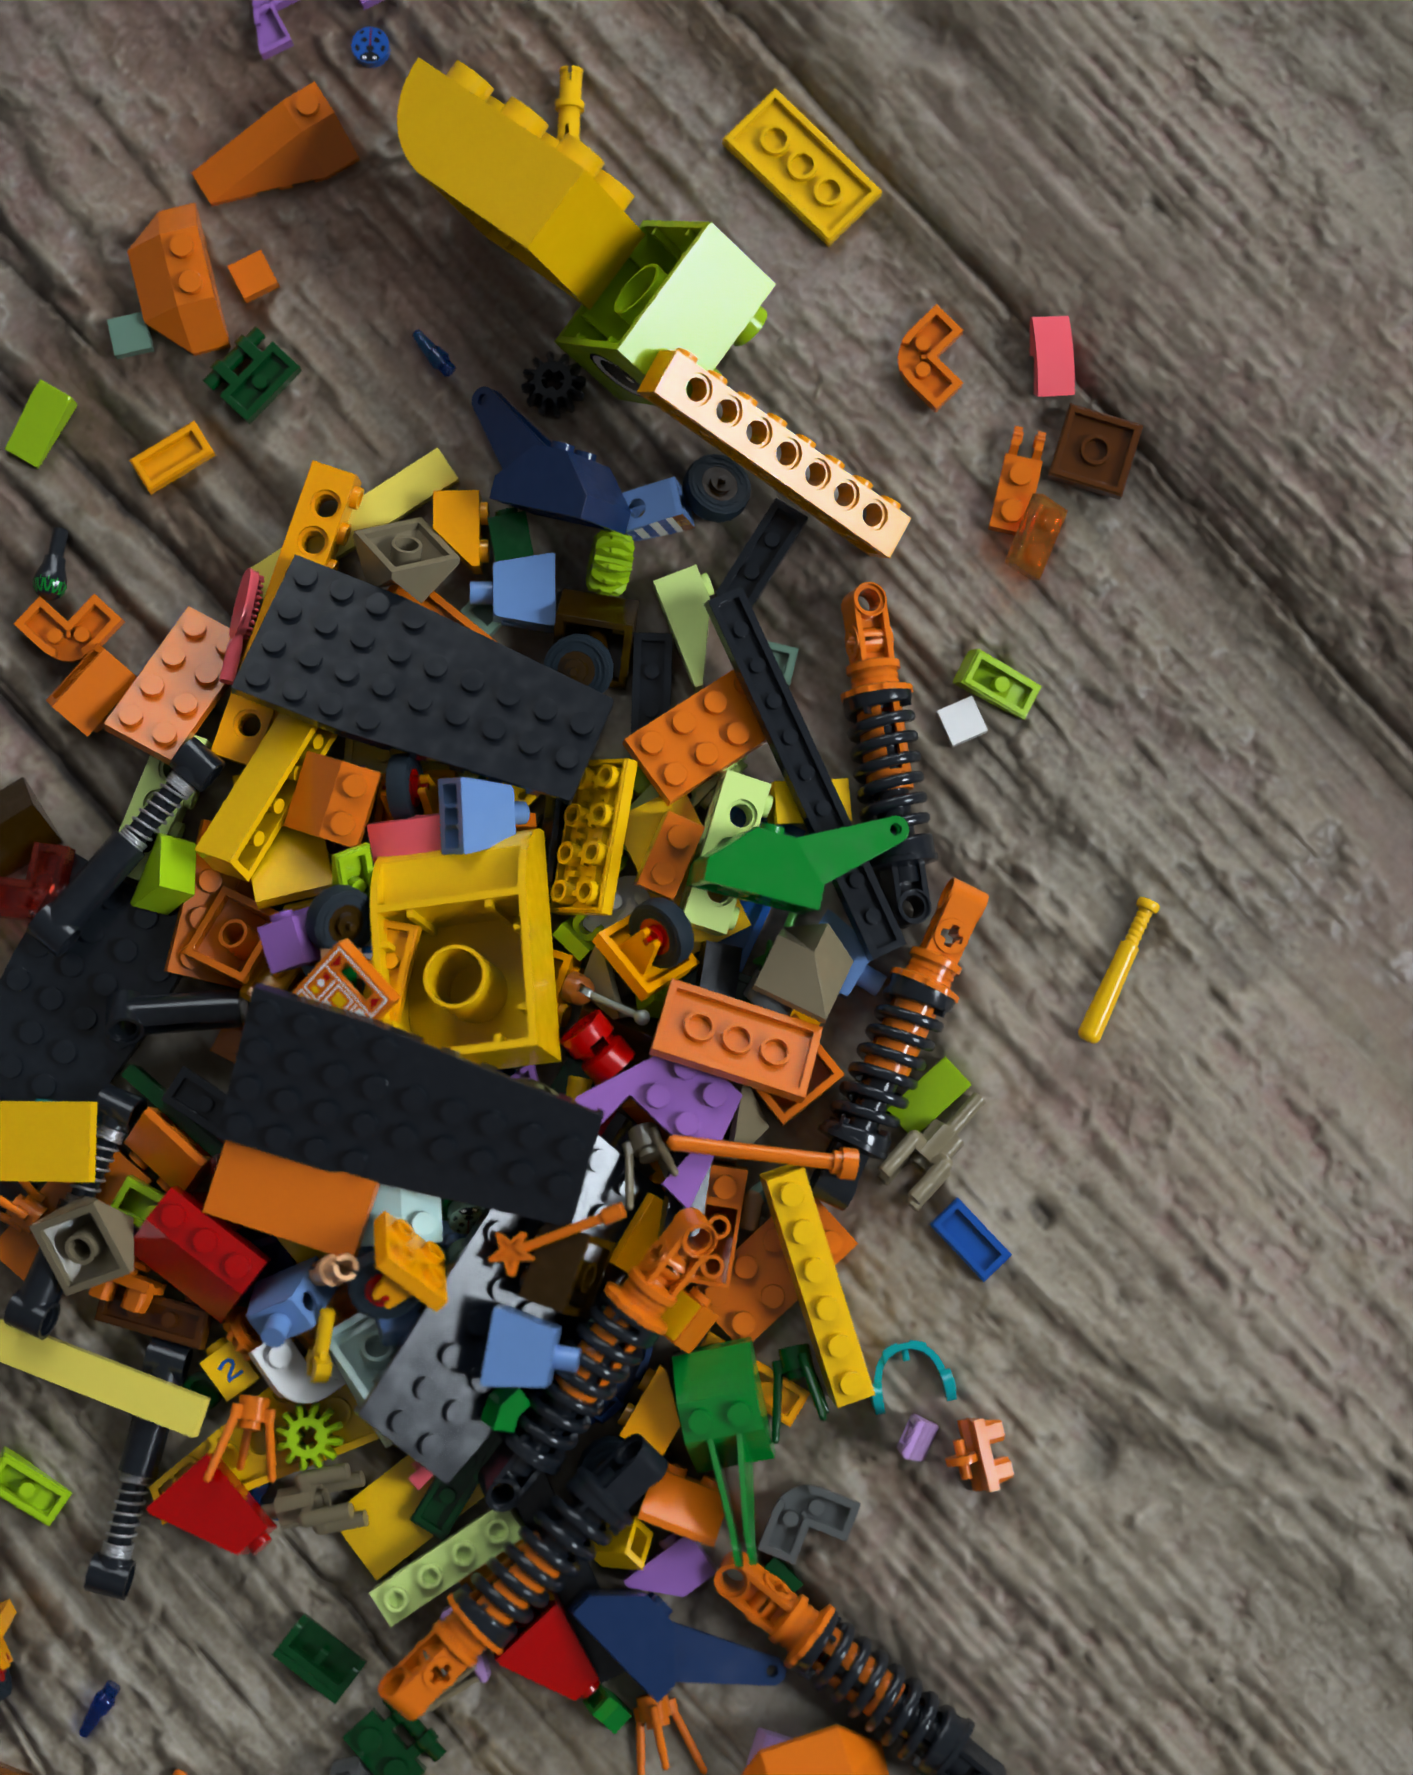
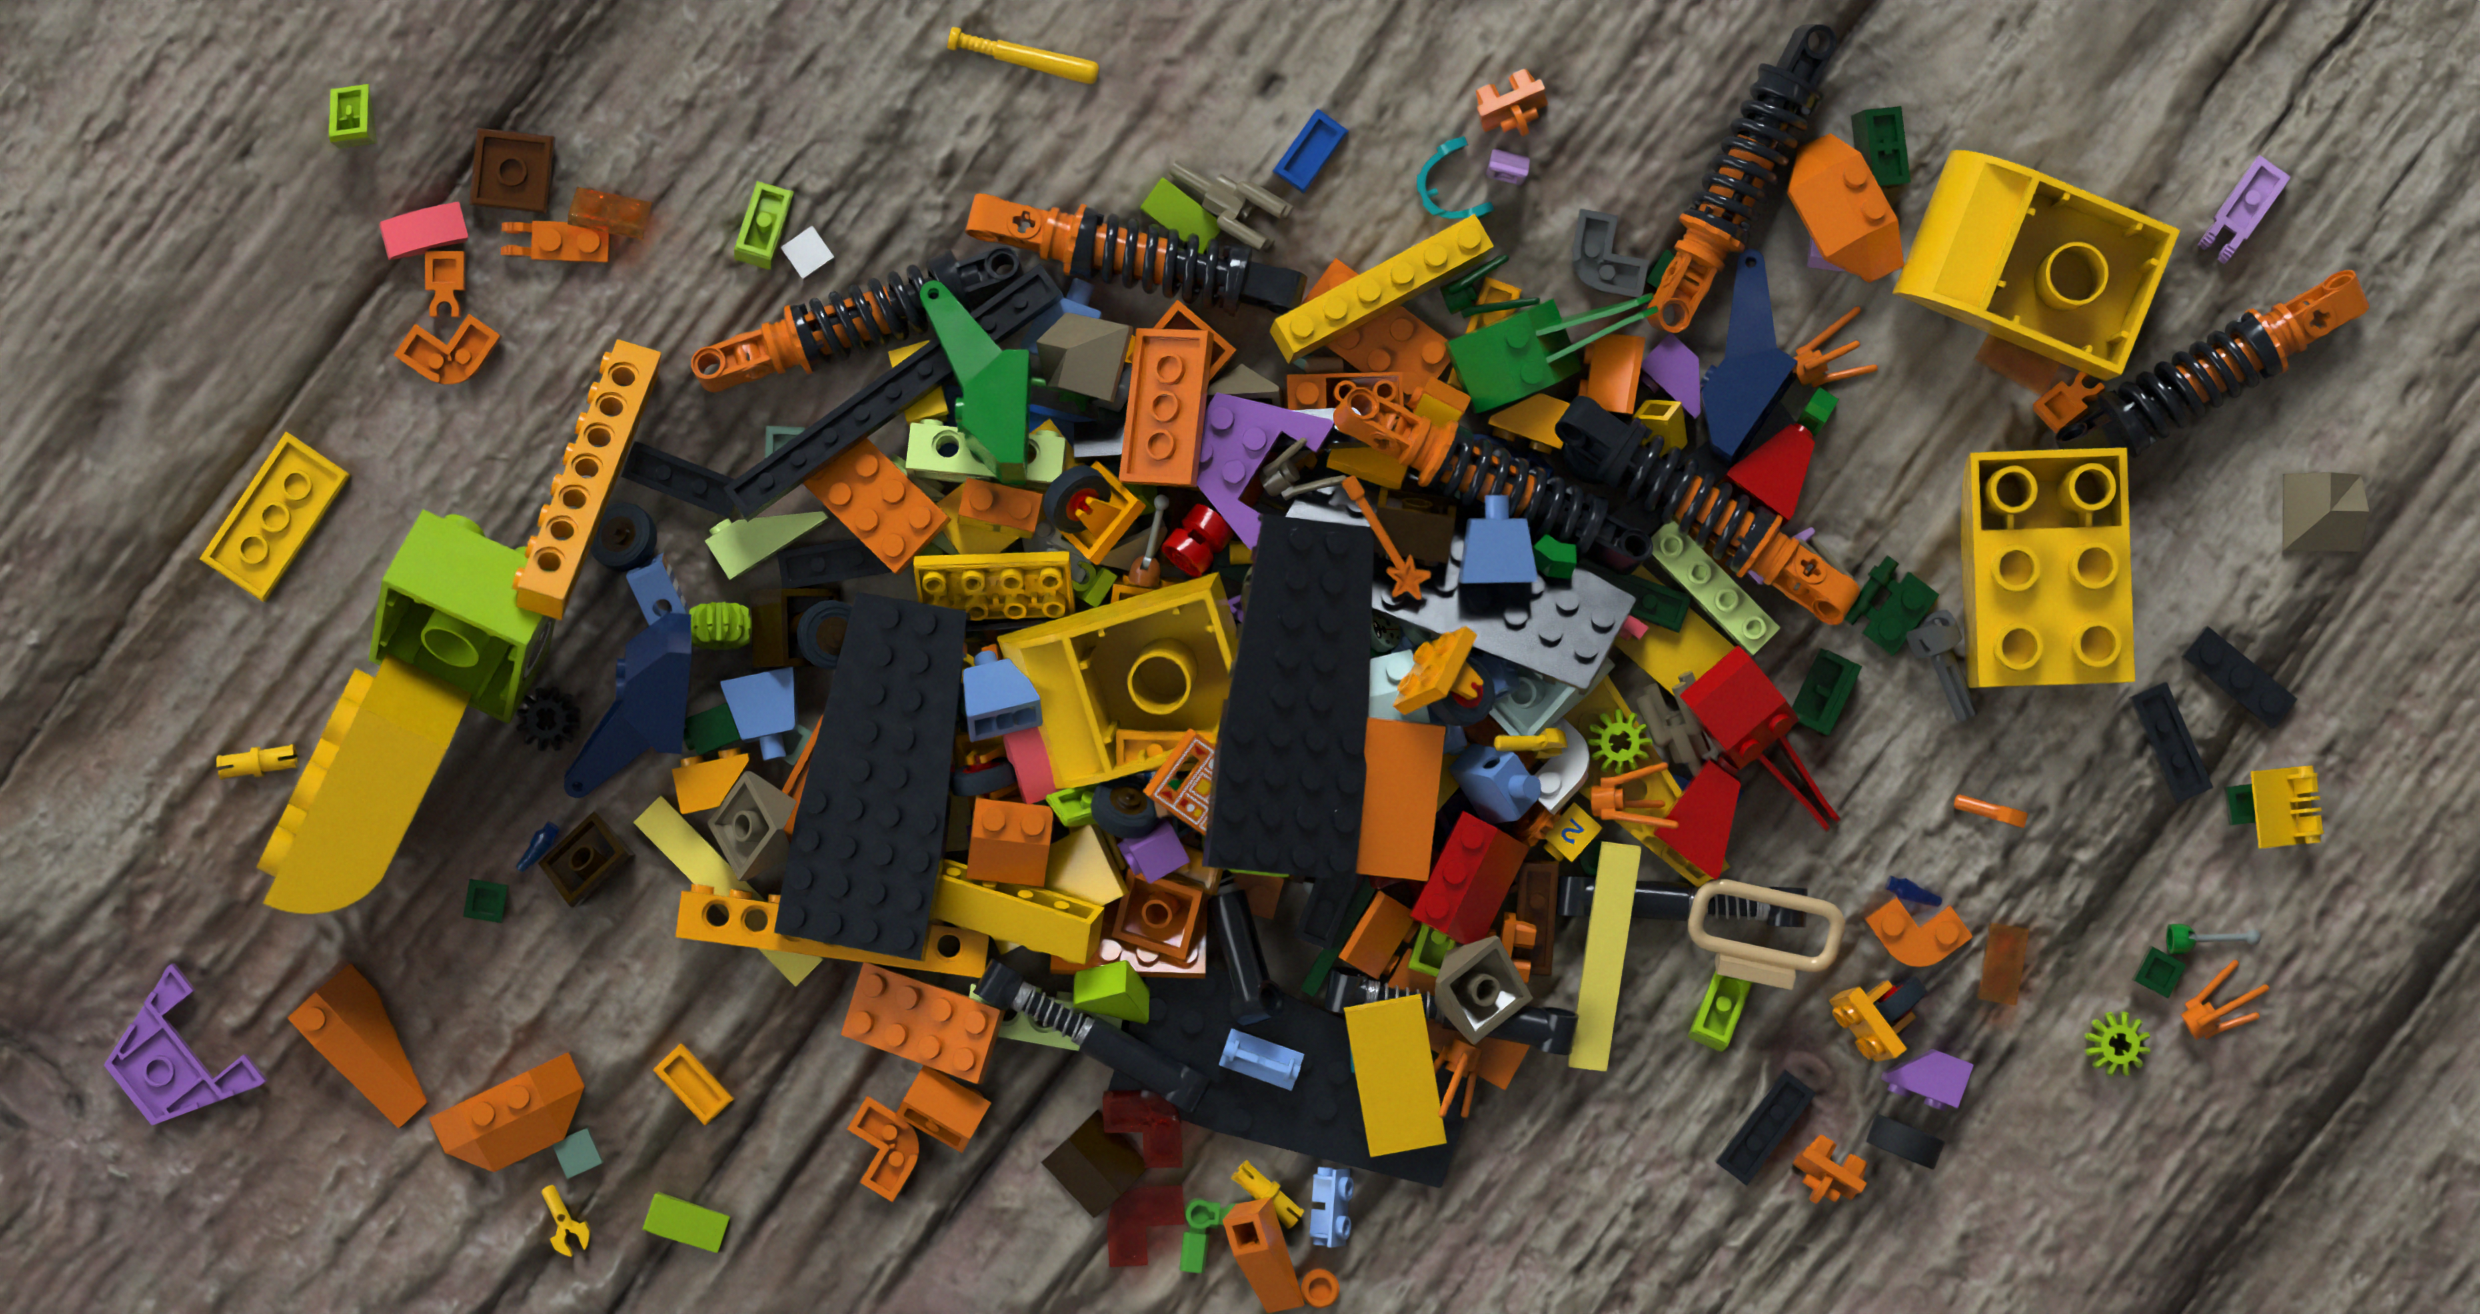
camera: 100 degrees left, 5 degrees up
(44, 1702) = (1915, 944): none -> orange plate
(51, 576) = (839, 1176): black piece -> none
(57, 1535) = (1758, 962): none -> tan bar
(64, 310) = (564, 1222): none -> yellow bar
(70, 1011) = (1261, 1059): none -> light blue hinge
(242, 618) = (843, 977): coral piece -> none
(253, 276) = (493, 1043): orange tile -> none
(260, 382) = (601, 1012): dark green plate -> none
(305, 1575) = (1745, 716): none -> red slope
(333, 1270) = (1458, 742): light nougat pin -> none
(370, 47) = (233, 975): blue tile -> none
(390, 293) = (486, 900): none -> dark green plate
(409, 394) = (585, 860): none -> dark brown slope
(839, 1162) = (1262, 286): orange piece -> none
(1005, 368) = (445, 275): none -> orange plate
(1174, 308) = (351, 117): none -> lime slope

